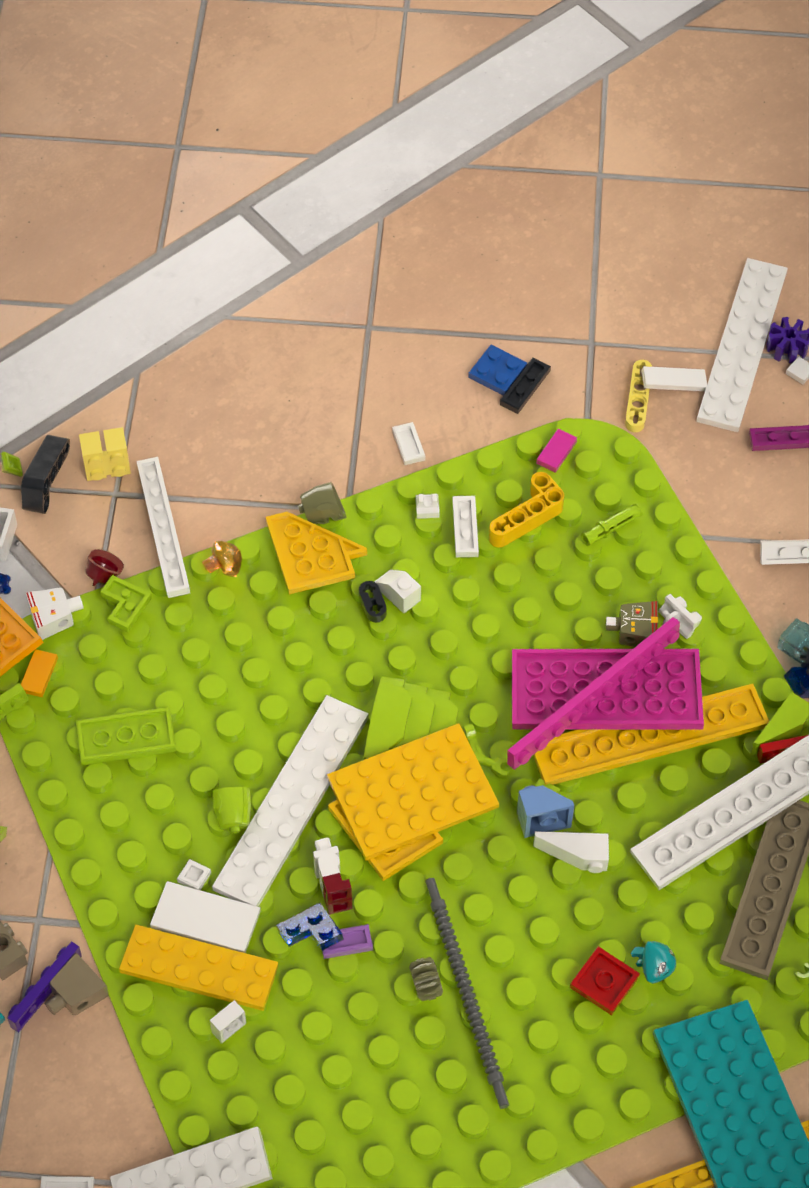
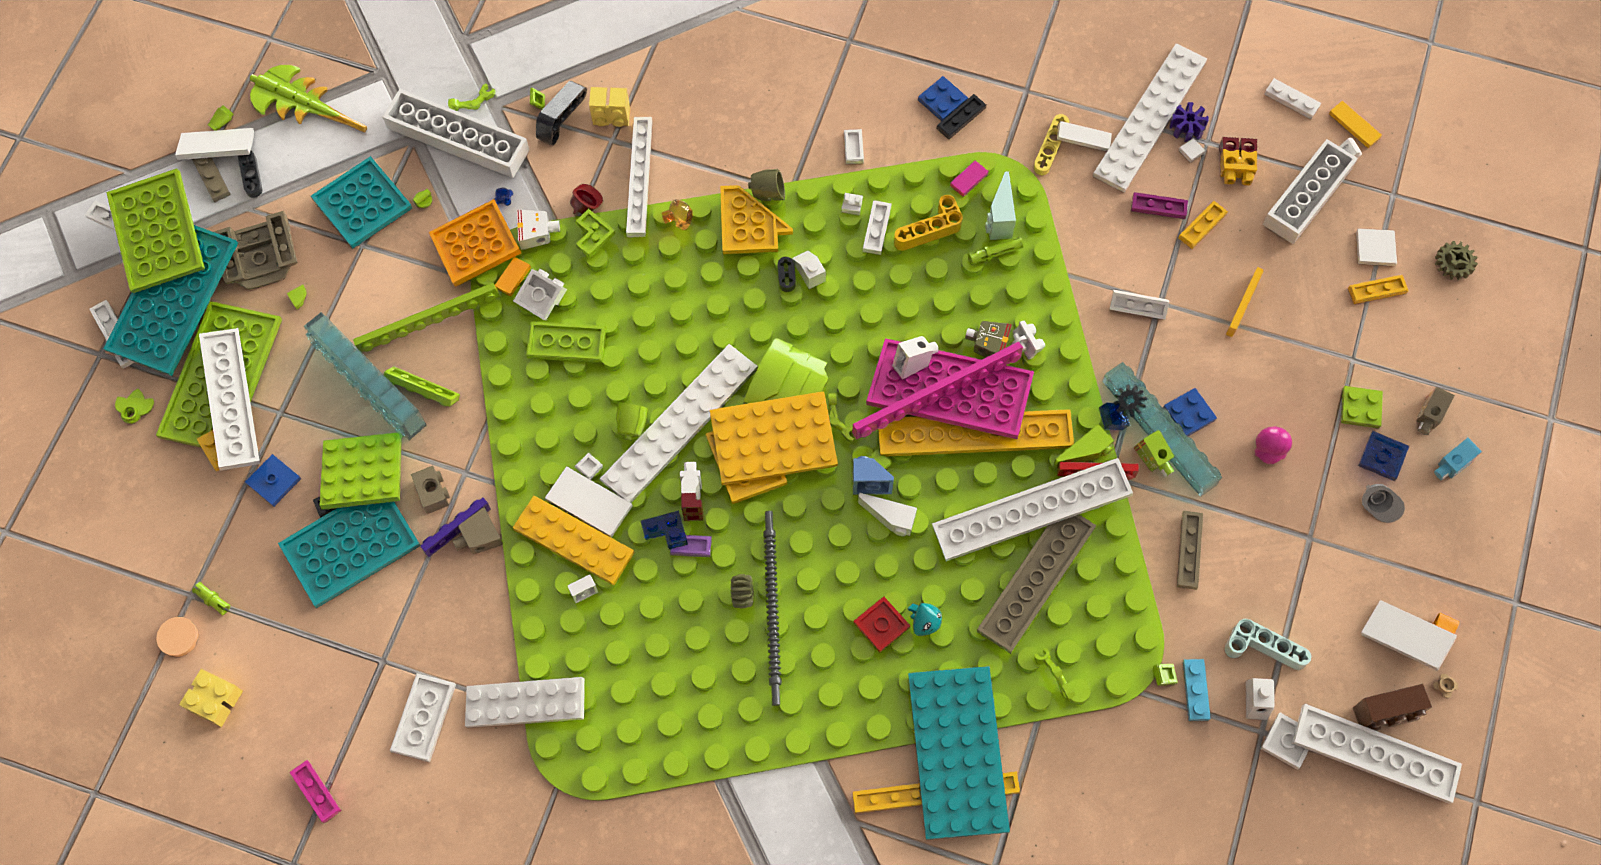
camera: 15 degrees right, 10 degrees up
(79, 685) = (540, 293): none -> white plate
(554, 660) = (913, 356): none -> white torso
(610, 479) = (1001, 218): none -> light aqua slope

